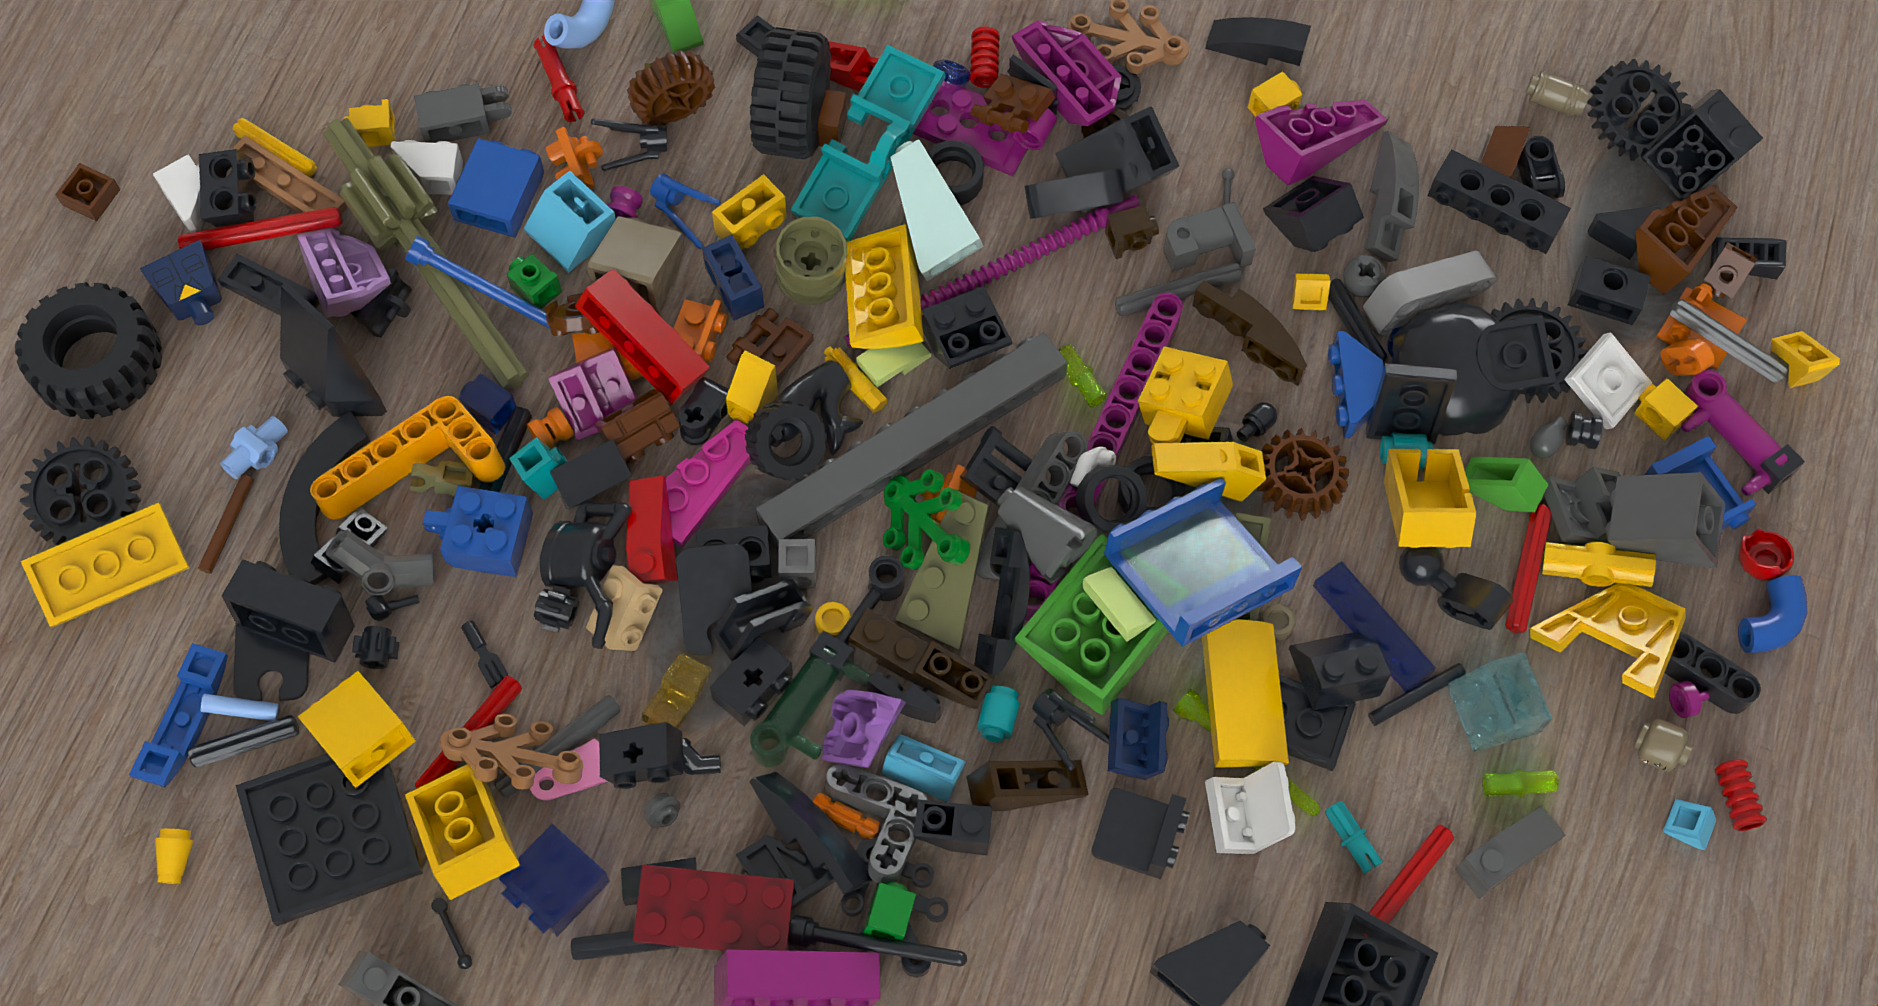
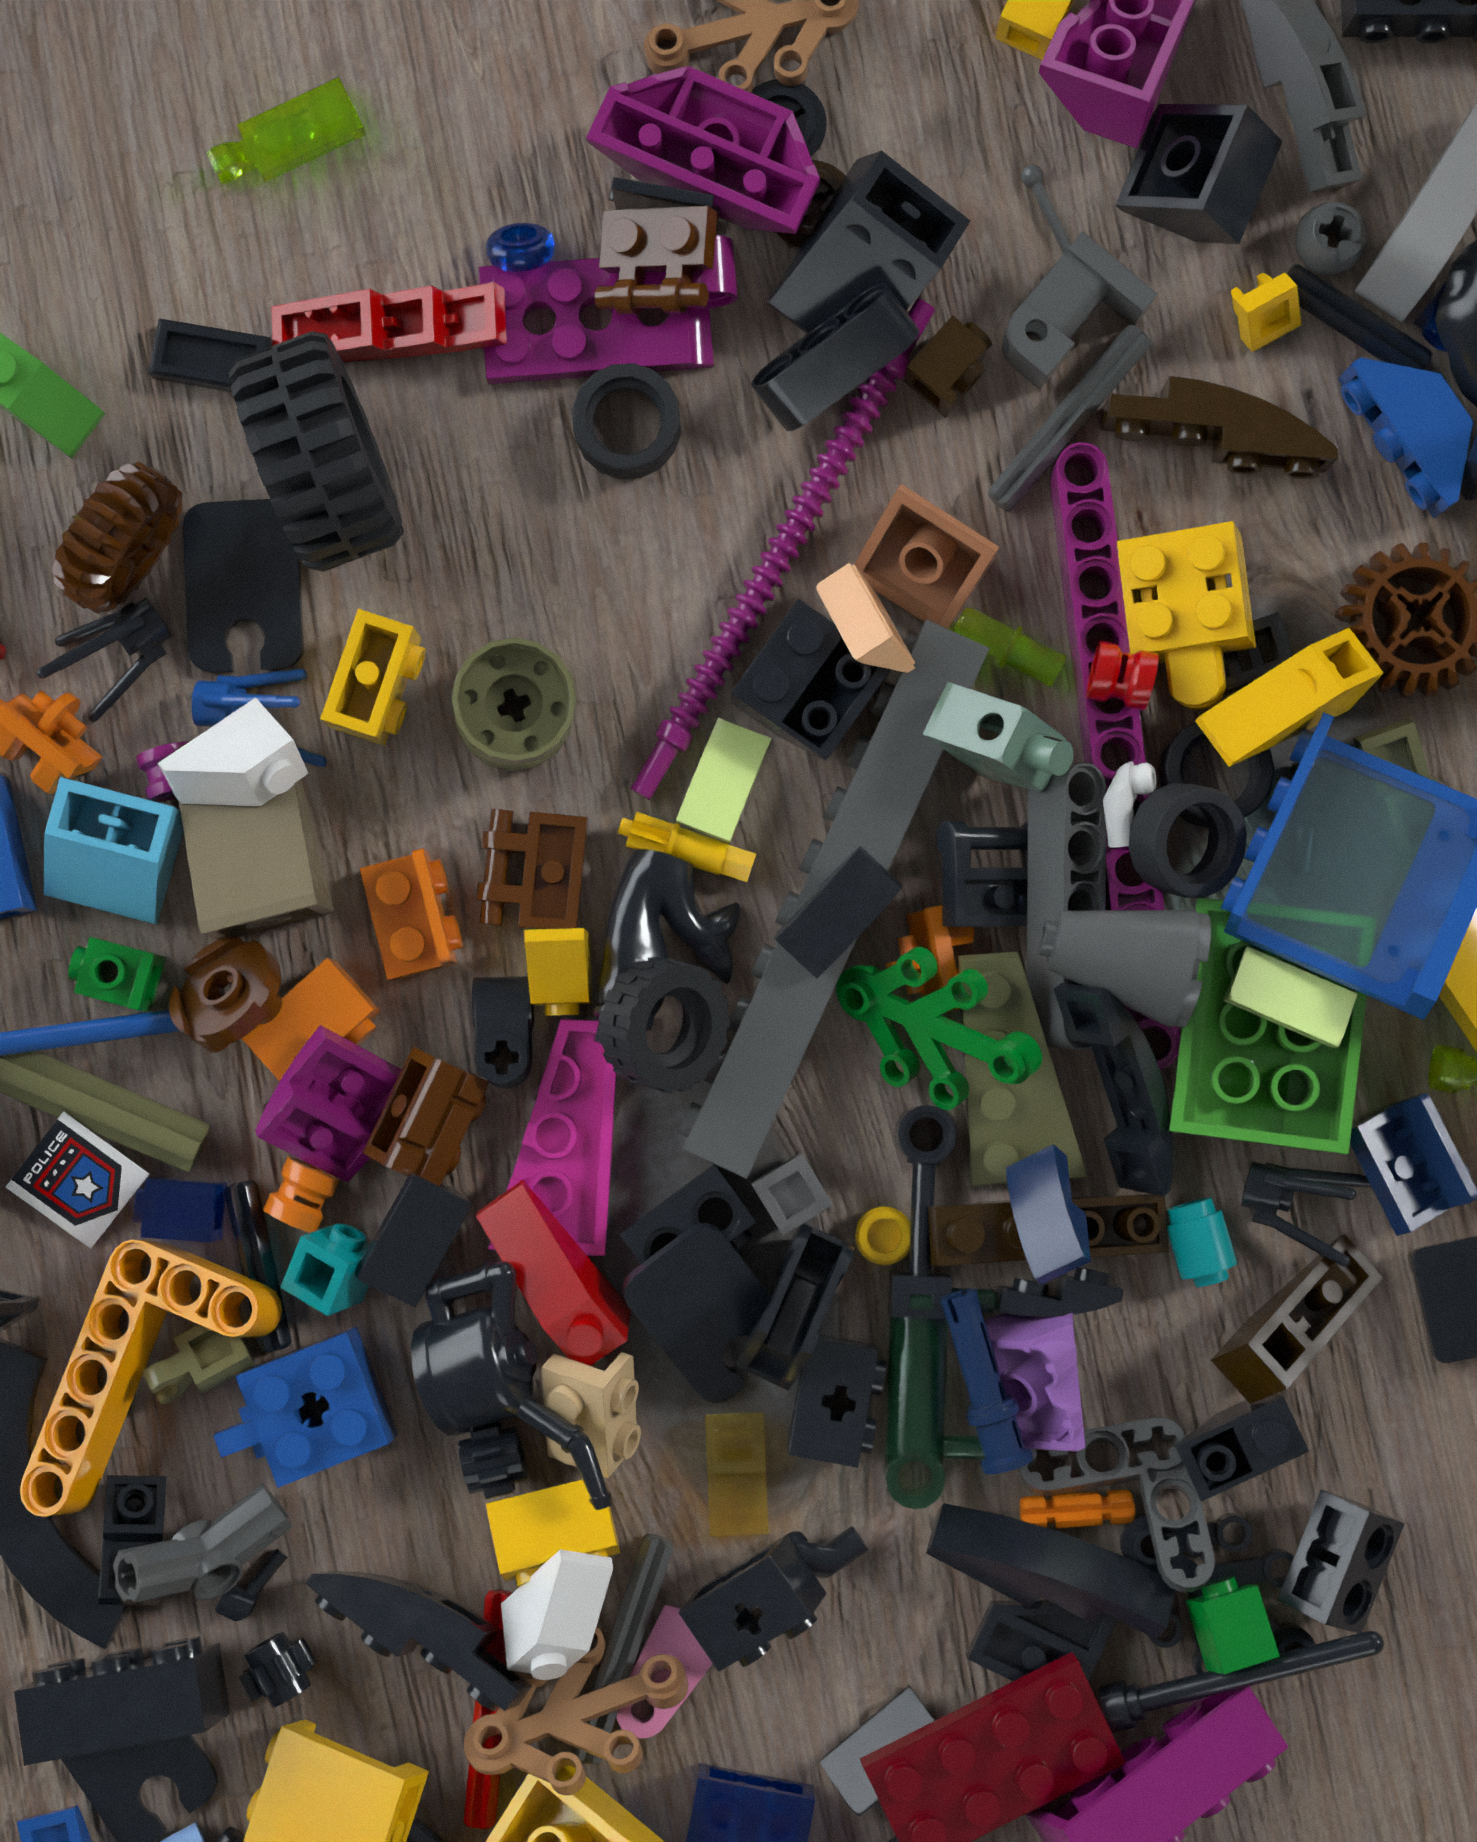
camera: 30 degrees left, 20 degrees up
(445, 362) = (77, 1180): none -> sticker
(461, 662) = (404, 1614): none -> black slope
(489, 663) = (446, 1581): black piece -> none
(537, 691) = (555, 1614): none -> white slope
(562, 659) = (542, 1522): none -> yellow brick
(642, 336) = (352, 987): red brick -> none
(656, 208) = (236, 761): none -> white slope
(662, 810) = (827, 1656): dark grey plate -> none
(717, 141) = (239, 572): none -> black piece
(733, 277) = (413, 797): dark blue brick -> none
(831, 722) = (990, 1406): none -> dark blue pin
(832, 117) = (392, 438): reddish brown piece -> none
(844, 187) = (467, 354): teal plate -> none
(883, 290) = (647, 686): yellow slope -> none
(908, 434) = (838, 912): none -> black slope
(922, 641) = (1046, 1218): none -> slope
(923, 767) = (1138, 1372): medium azure slope -> none
(933, 215) = (648, 518): light aqua slope -> none
(969, 916) = (1340, 1562): none -> black brick
(984, 56) = (553, 187): red piece -> none
(1012, 315) = (863, 620): none -> light nougat slope
(1045, 406) = (1022, 753): none -> sand green torso
(1063, 308) = (924, 558): none -> nougat slope
(1126, 404) = (1135, 678): none -> red wheel
(1257, 421) = (1303, 569): black cylinder -> none

